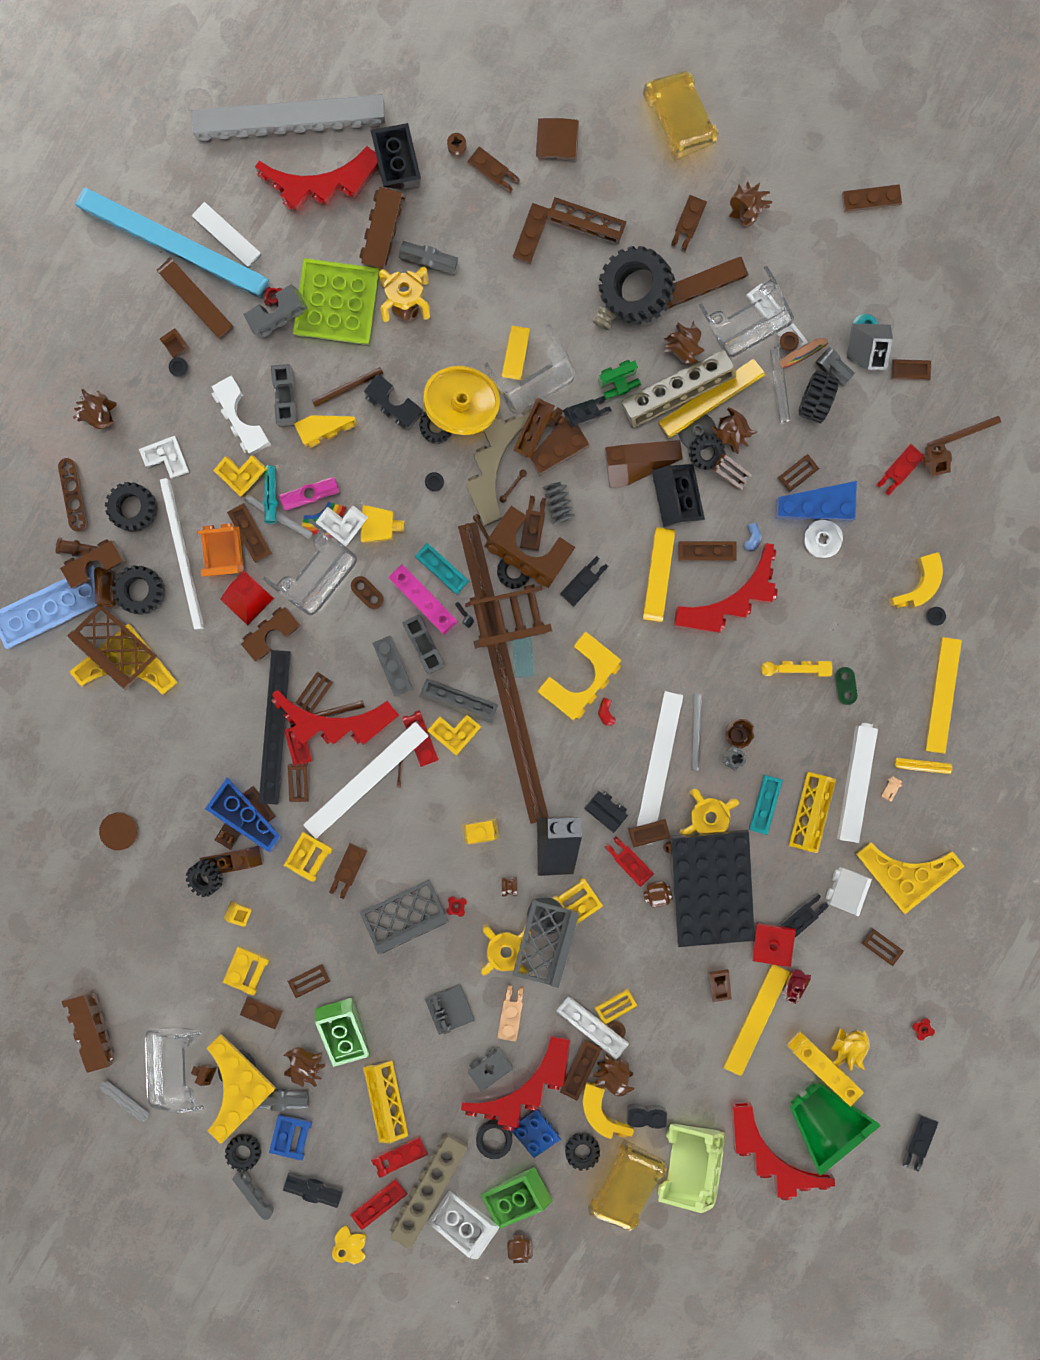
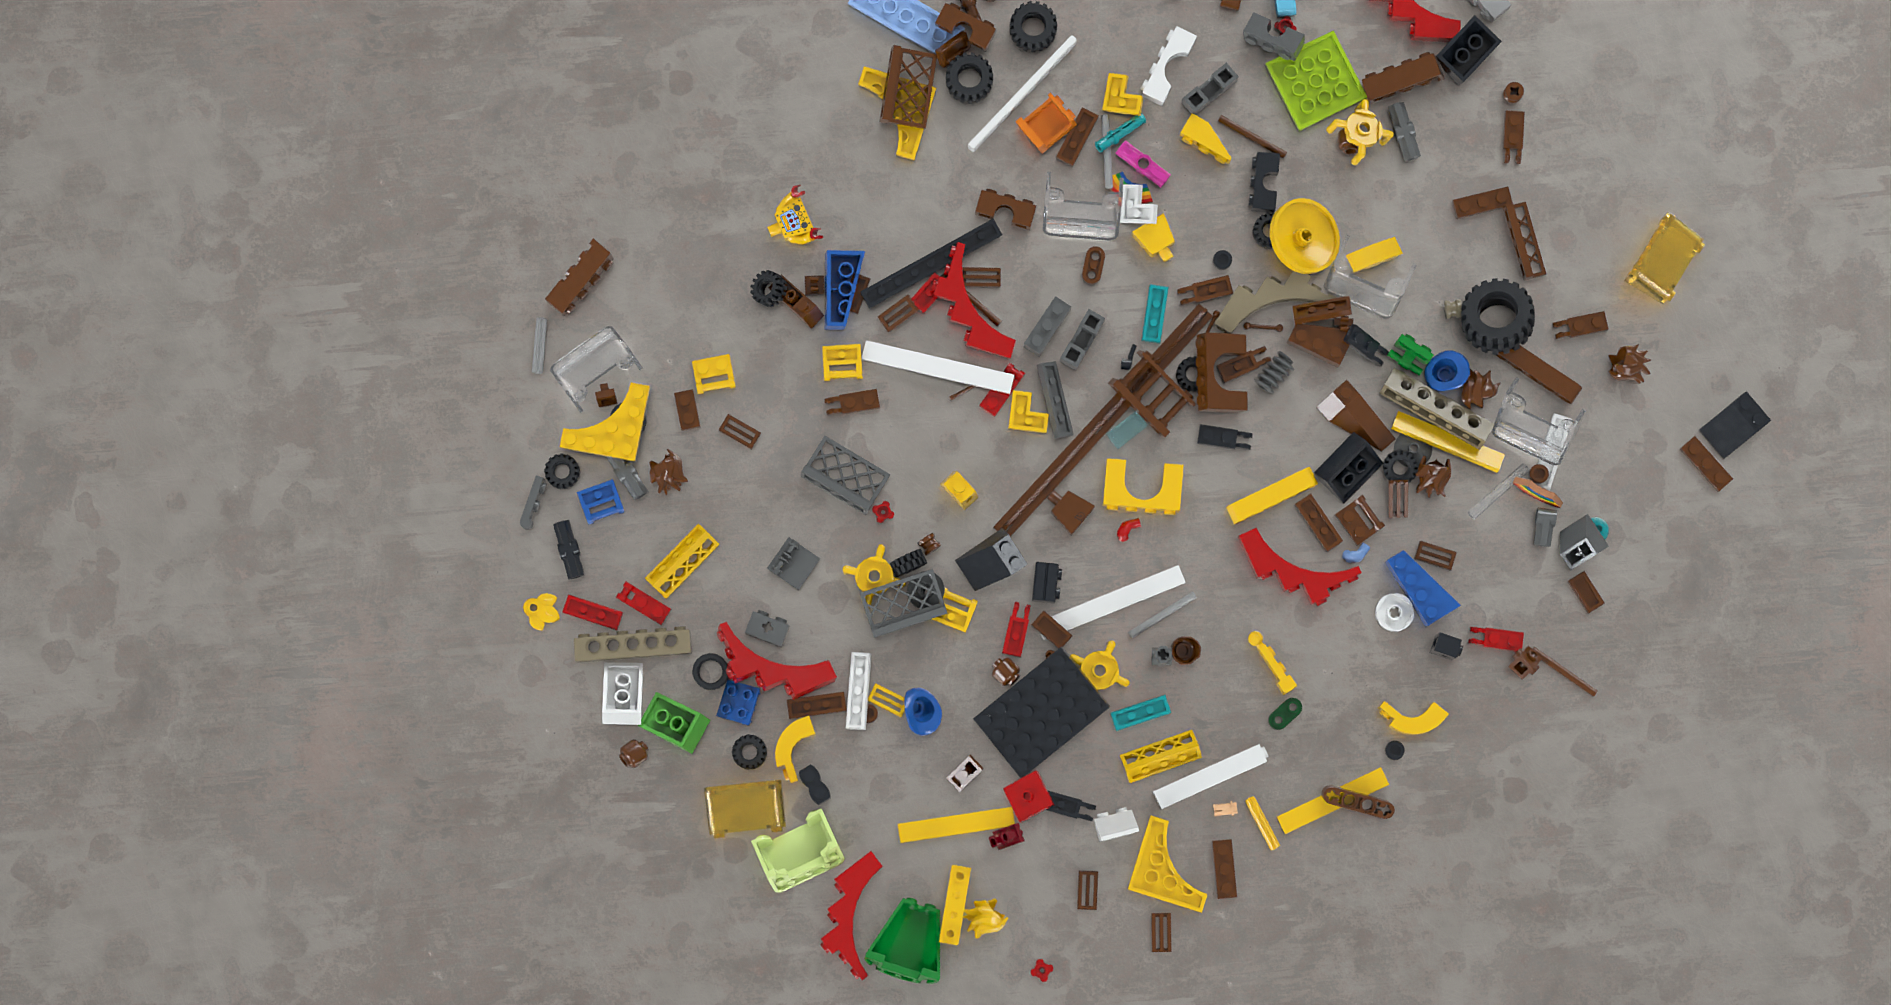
camera: 55 degrees right, 5 degrees down
(118, 831) = (759, 193): reddish brown tile -> none
(160, 818) = (793, 220): none -> torso
(167, 452) = (1098, 25): white plate -> none
(237, 914) = (755, 336): yellow slope -> none
(246, 597) = (1022, 169): red slope -> none
(341, 1032) = (715, 486): bright green slope -> none
(423, 599) = (1119, 314): dark pink fence -> none
(451, 511) = (1207, 290): none -> reddish brown hinge
(510, 1016) = (822, 617): light nougat hinge -> none
(514, 915) = (908, 562): none -> black tyre
(557, 138) = (1575, 171): reddish brown slope -> none
(559, 750) = (1070, 510): none -> reddish brown torso
(614, 1076) = (830, 735): reddish brown hair -> none
(645, 987) = (922, 711): none -> blue hat
(654, 359) = (1447, 371): none -> blue hat
(727, 521) = (1353, 522): none -> reddish brown plate
(818, 396) = (1508, 527): black tyre -> none
(856, 151) = (1735, 425): none -> black slope
(882, 515) = (1446, 646): none -> black brick
(940, 822) = (1224, 869): none -> reddish brown plate
(961, 678) = (1359, 798): none -> reddish brown beam
(970, 918) = (1161, 934): none -> reddish brown tile

